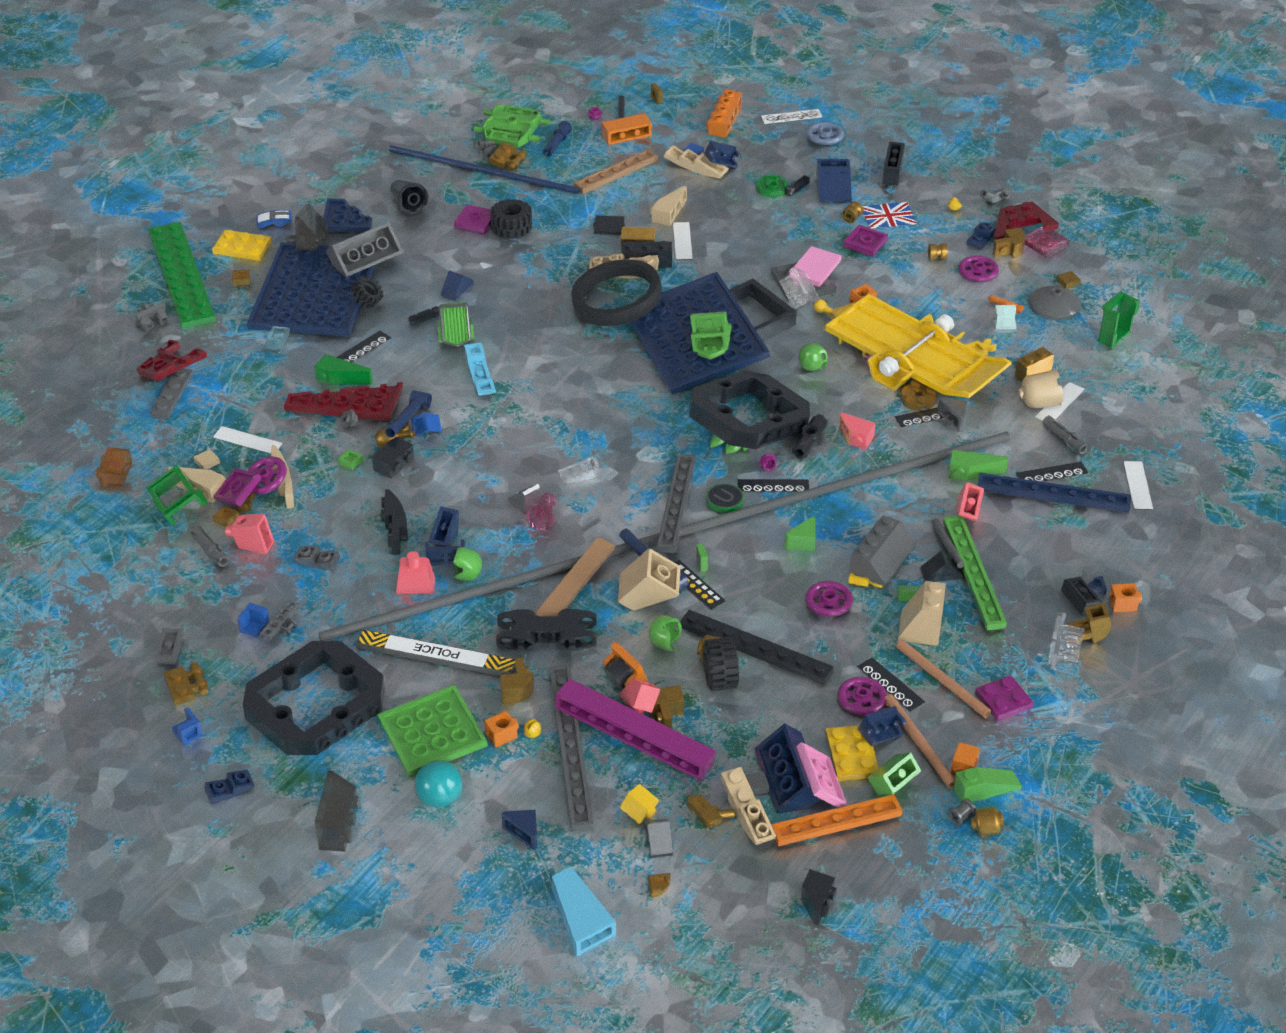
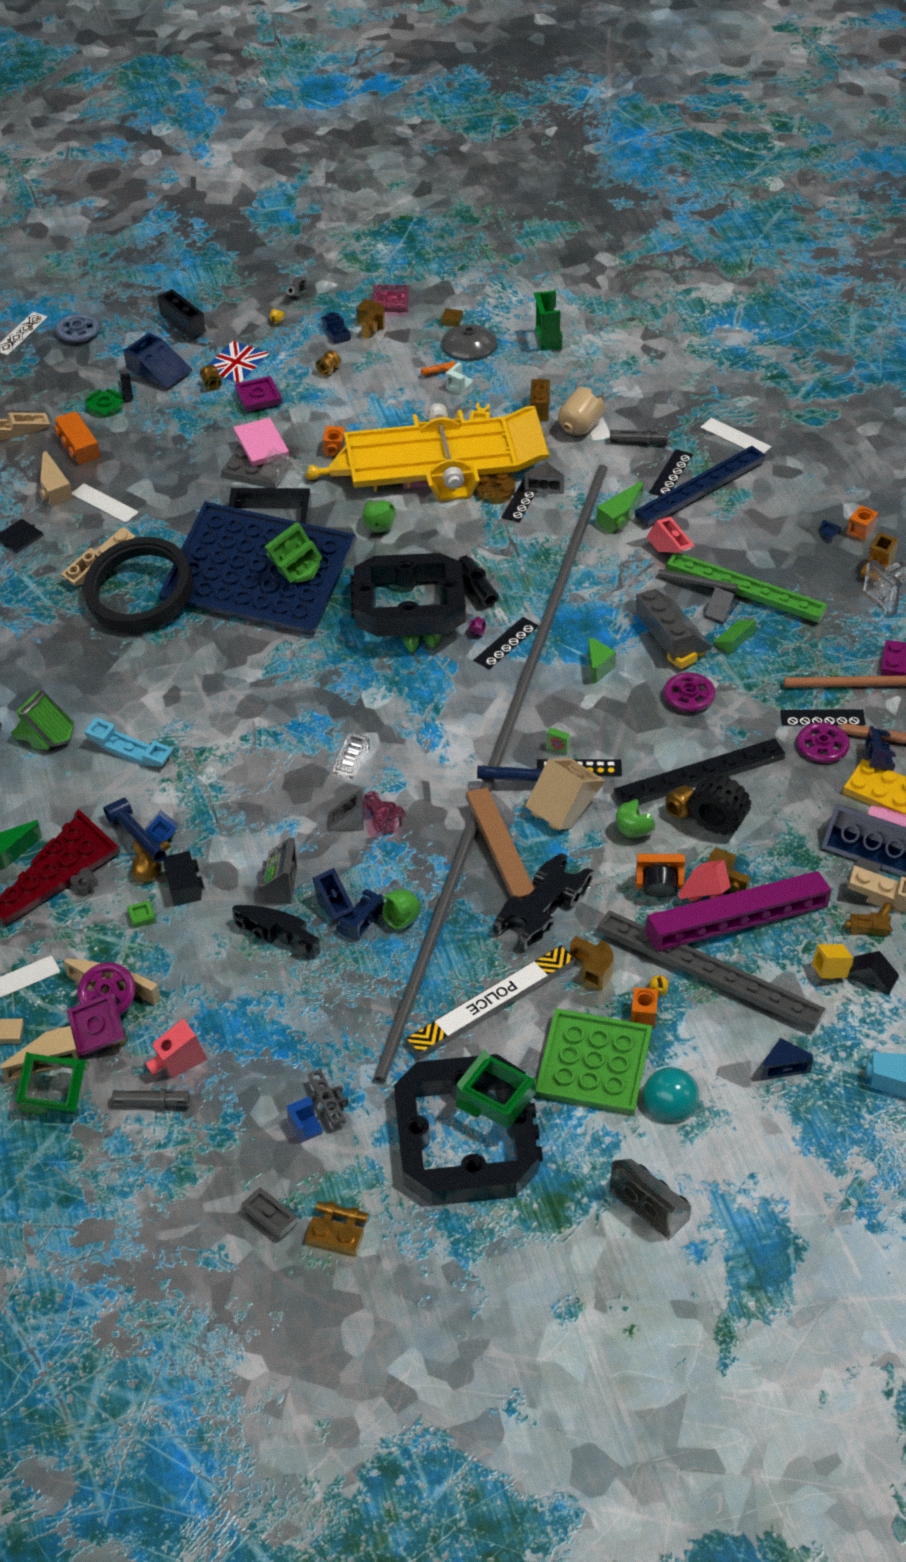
camera: 50 degrees left, 5 degrees up
(189, 729) = (406, 1259): blue panel -> none
(225, 516) = (116, 1061): pearl gold tile -> none
(234, 785) = (521, 1268): dark blue slope -> none
(312, 557) = (258, 1022): flat silver slope -> none
(349, 699) = (476, 1103): none -> green piece
(415, 575) = (376, 956): coral torso -> none
(444, 493) = (279, 873): none -> dark grey slope
(637, 234) = (72, 527): pearl gold brick -> none
(642, 249) = (102, 530): black brick -> none
(676, 504) = (470, 716): dark grey tile -> none
(721, 193) = (76, 438): none -> orange brick
(722, 154) = (25, 402): dark blue hinge -> none
(724, 498) = (492, 682): tile -> none
(856, 430) = (501, 549): coral slope -> none
(923, 615) = (779, 643): tan slope -> none
(978, 268) = (375, 354): magenta plate -> none
(1021, 216) = (345, 288): dark red wing -> none
(1079, 594) = (833, 545): black slope -> none

